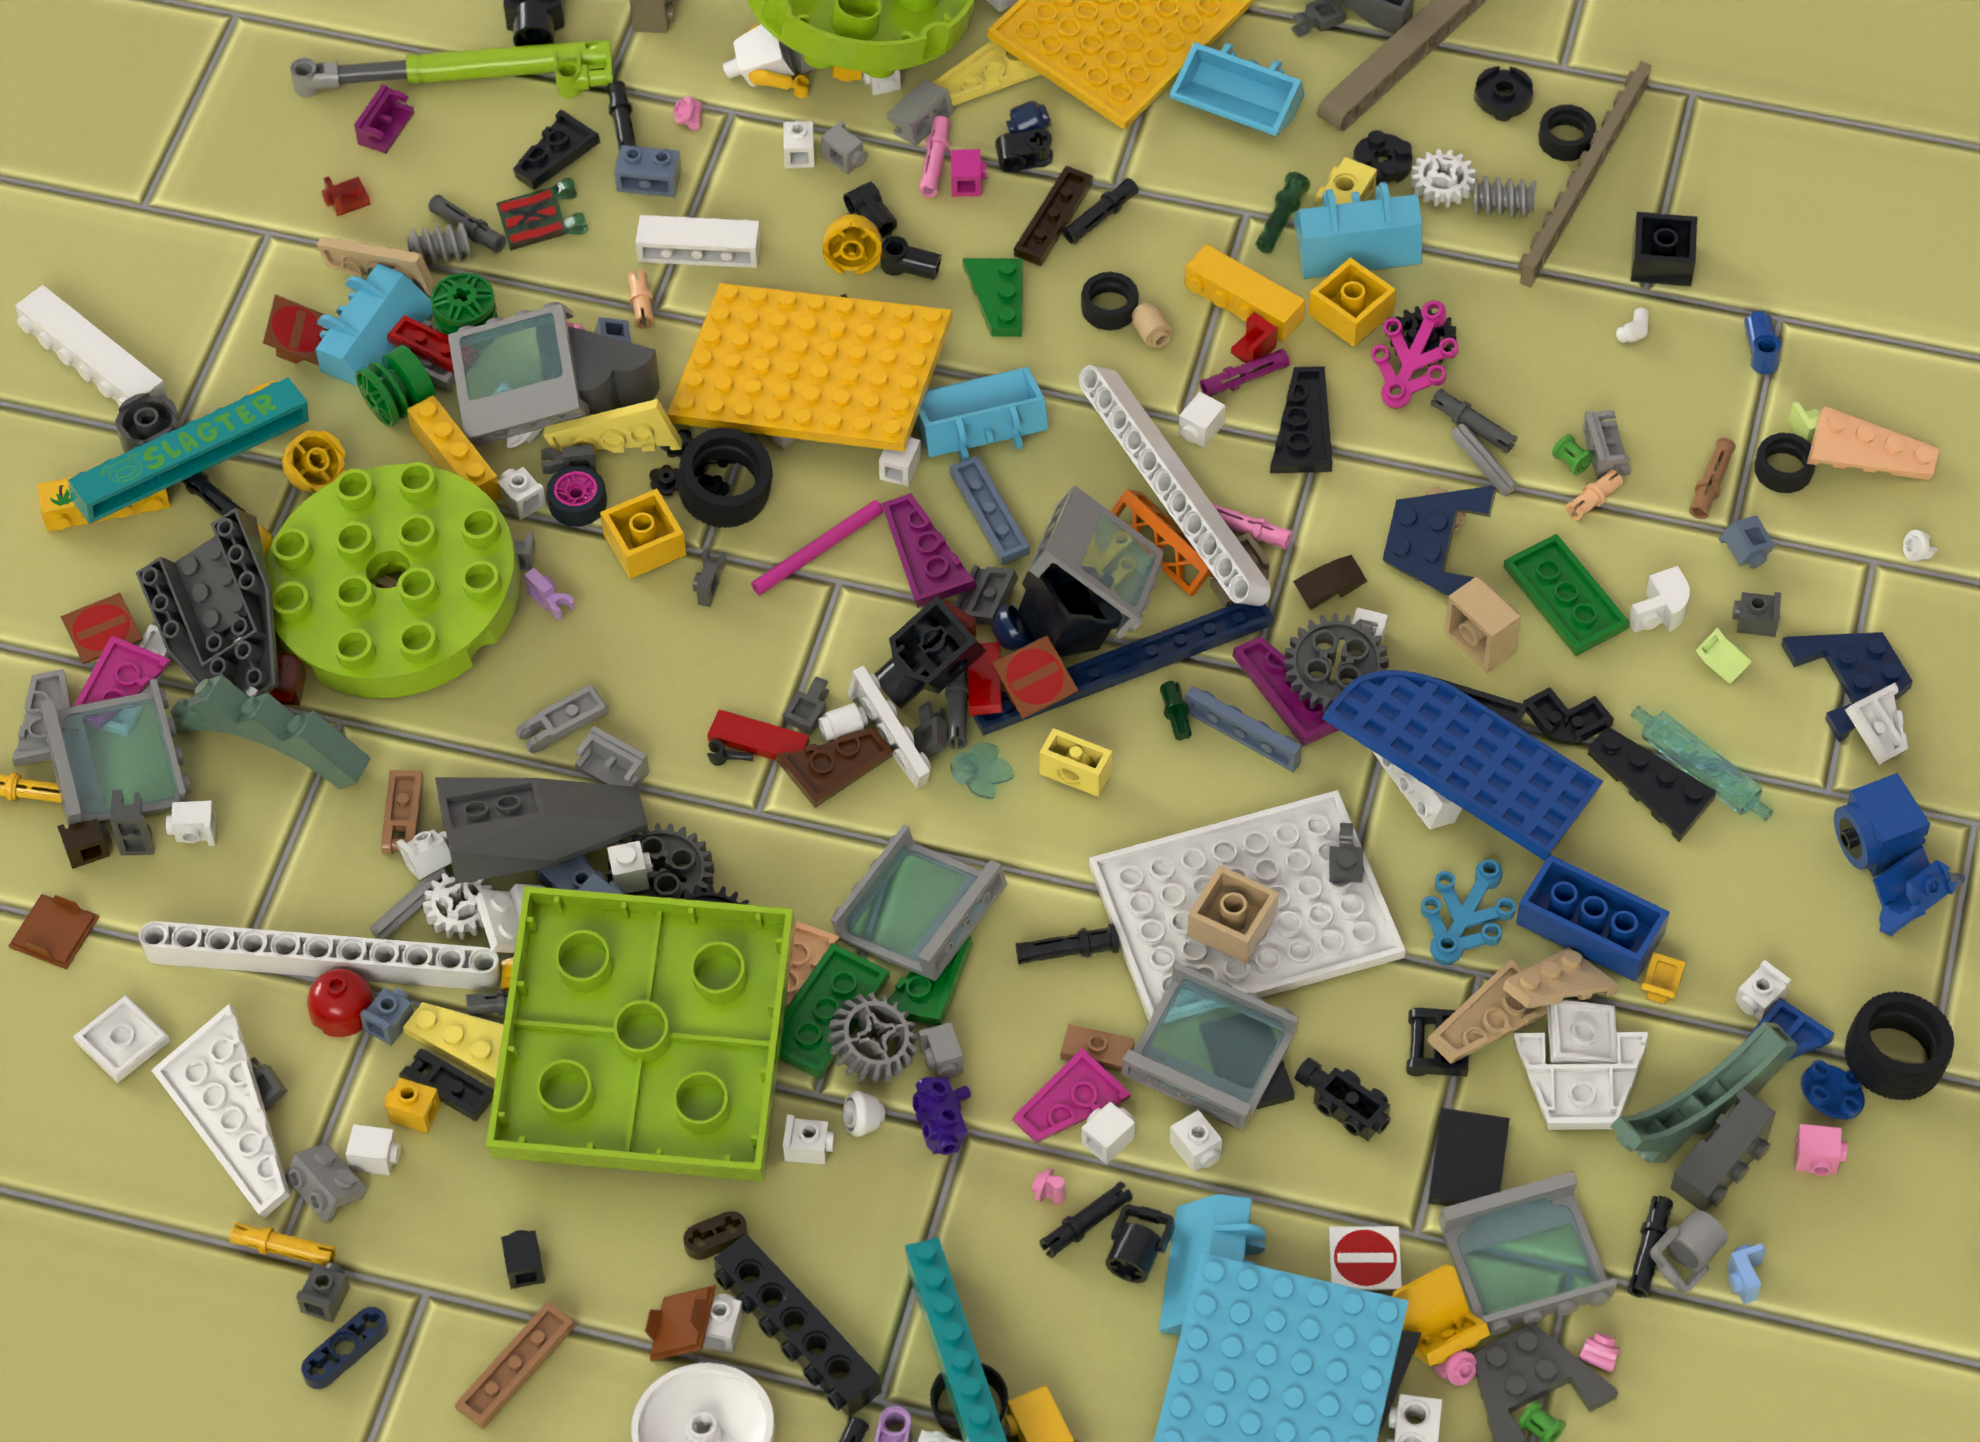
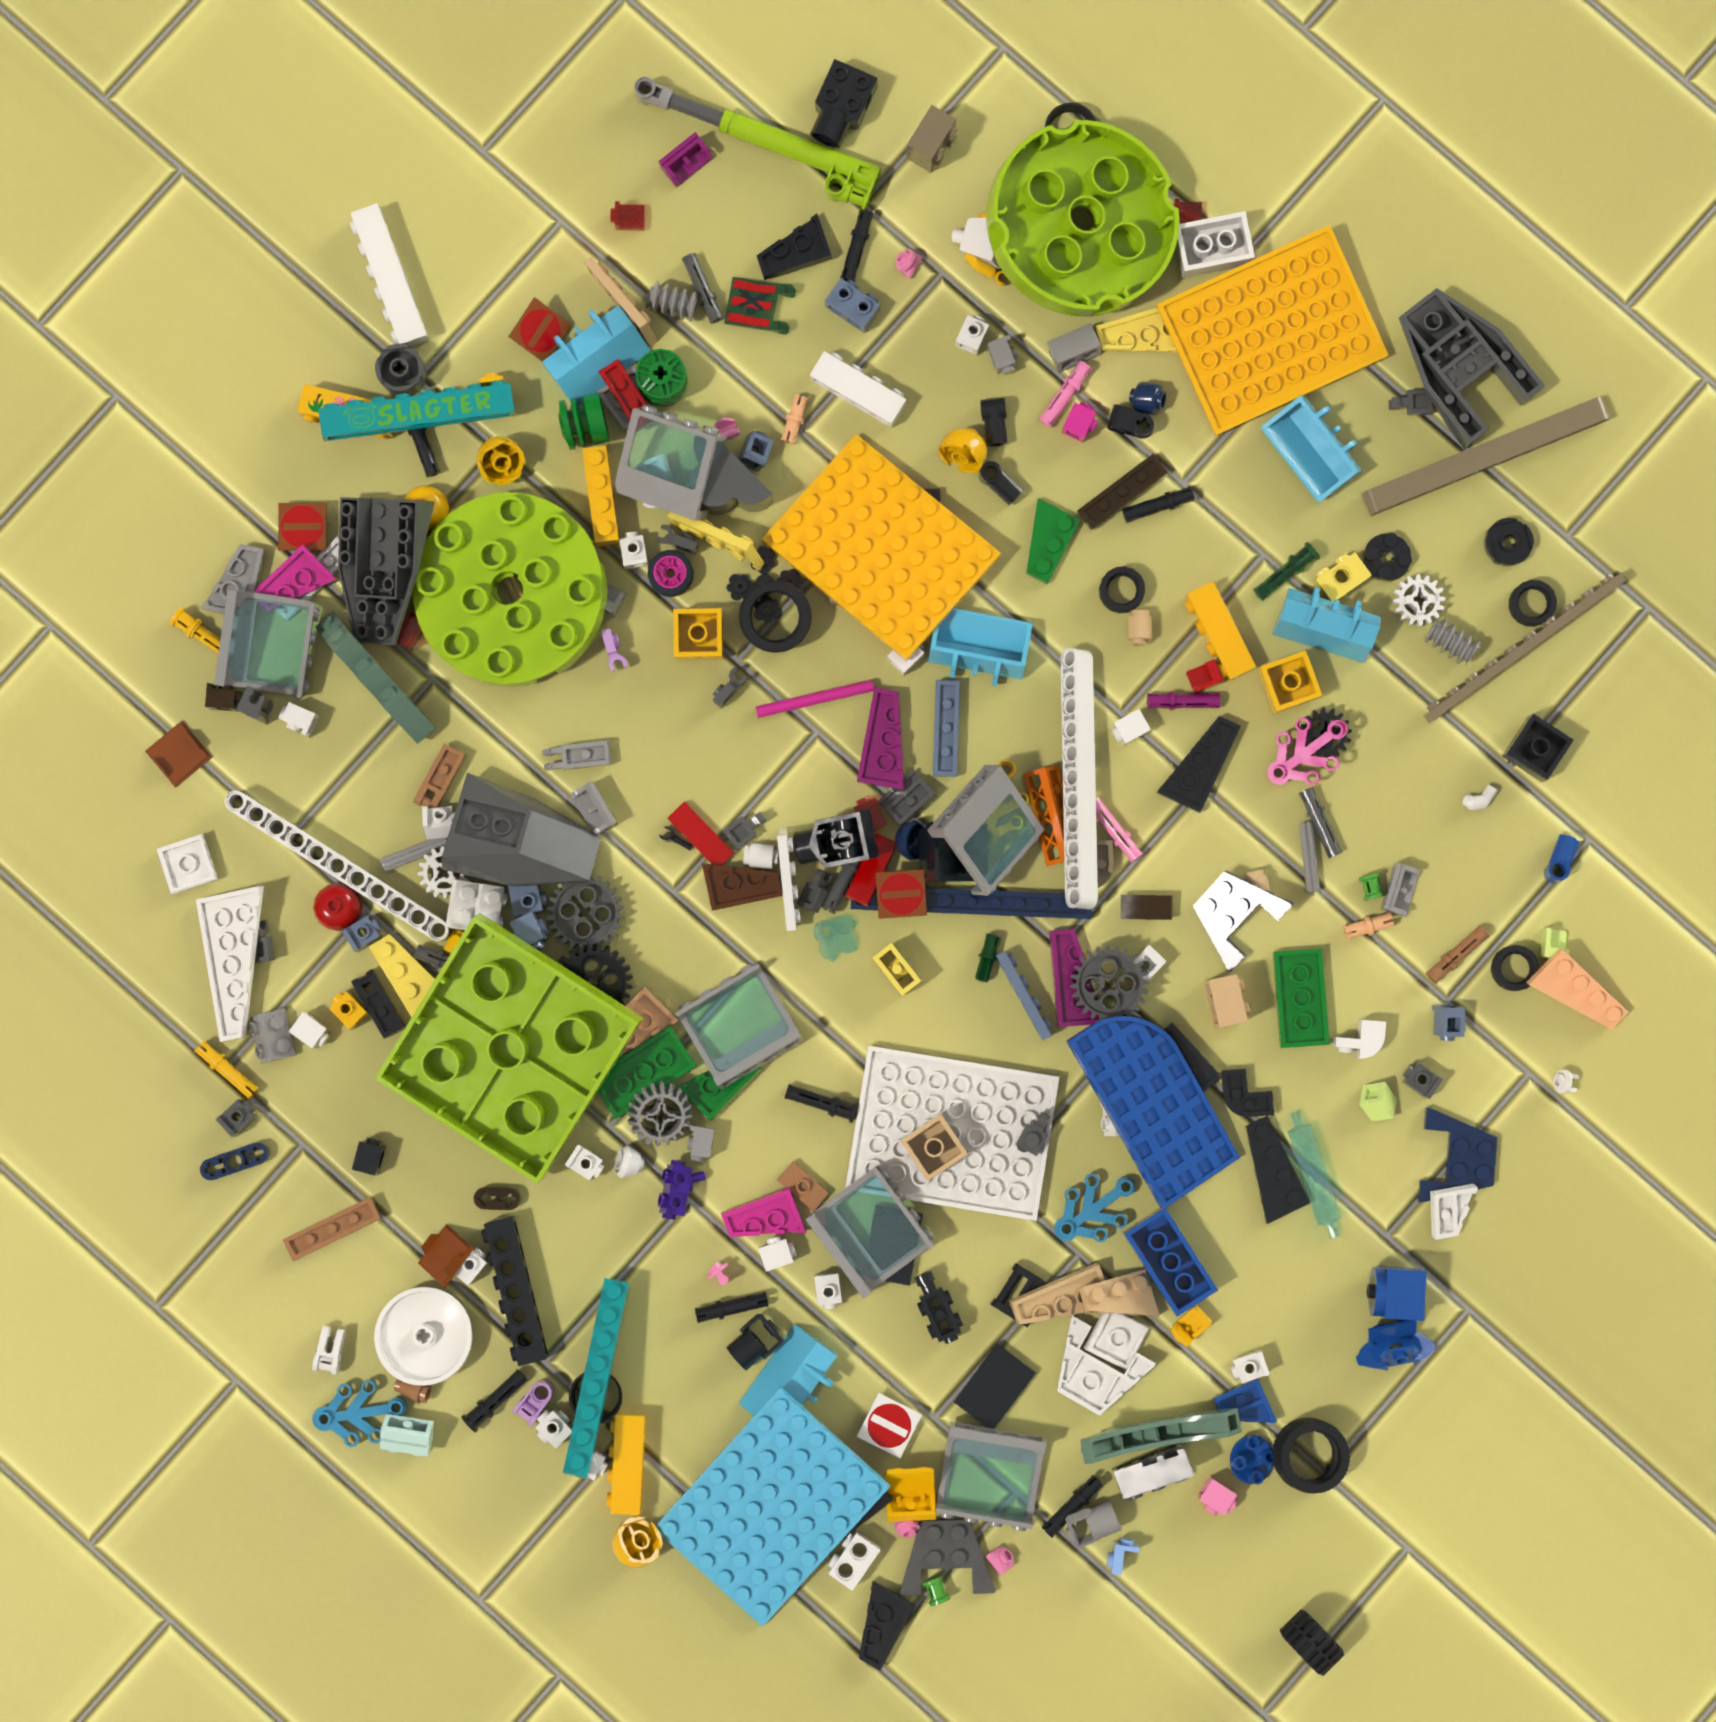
camera: 30 degrees right, 30 degrees up
(630, 866) = (560, 912): white brick -> none

